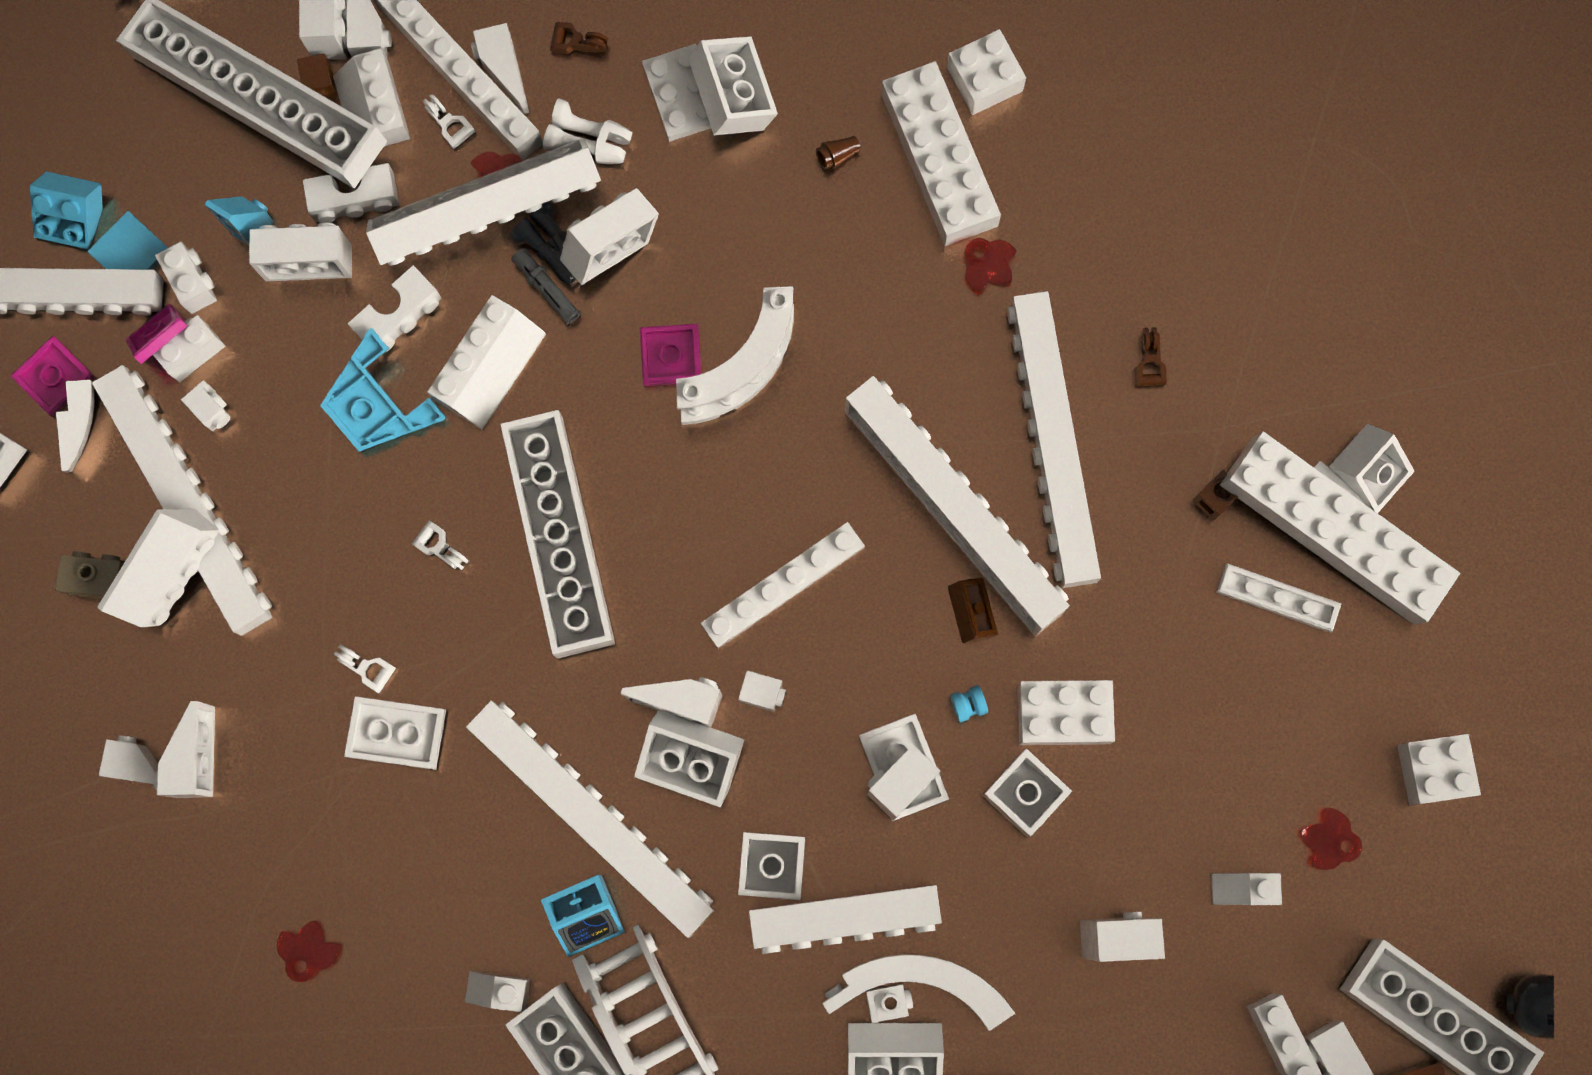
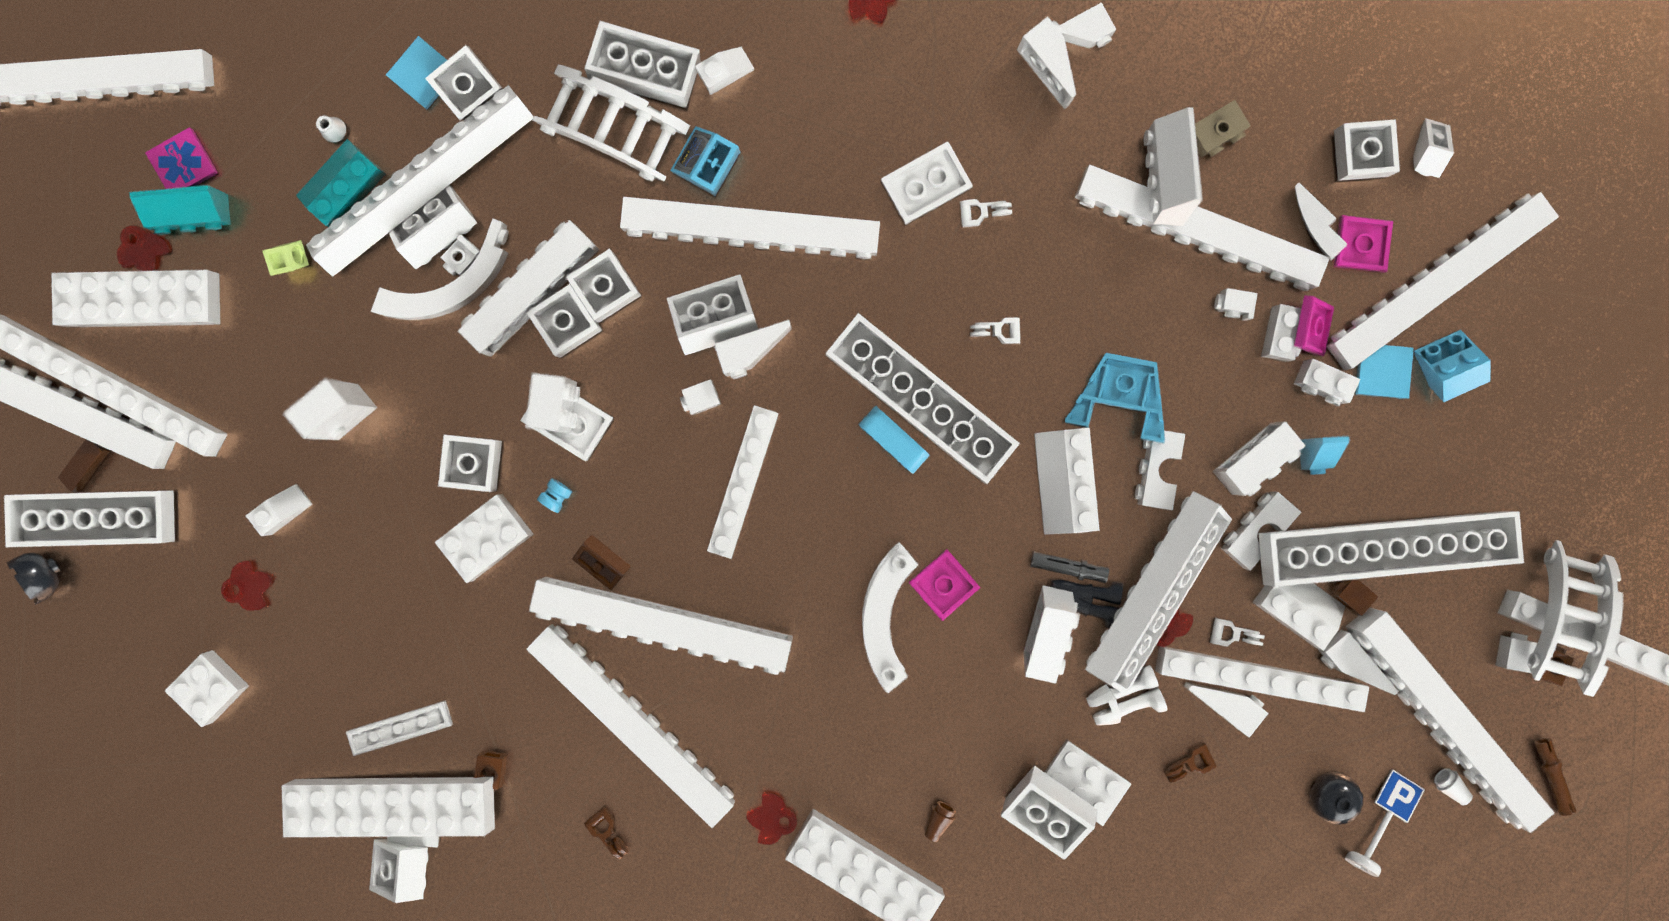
camera: 140 degrees right, 10 degrees up
(613, 517) = (894, 439): none -> medium azure beam
(835, 860) = (563, 321): none -> white brick

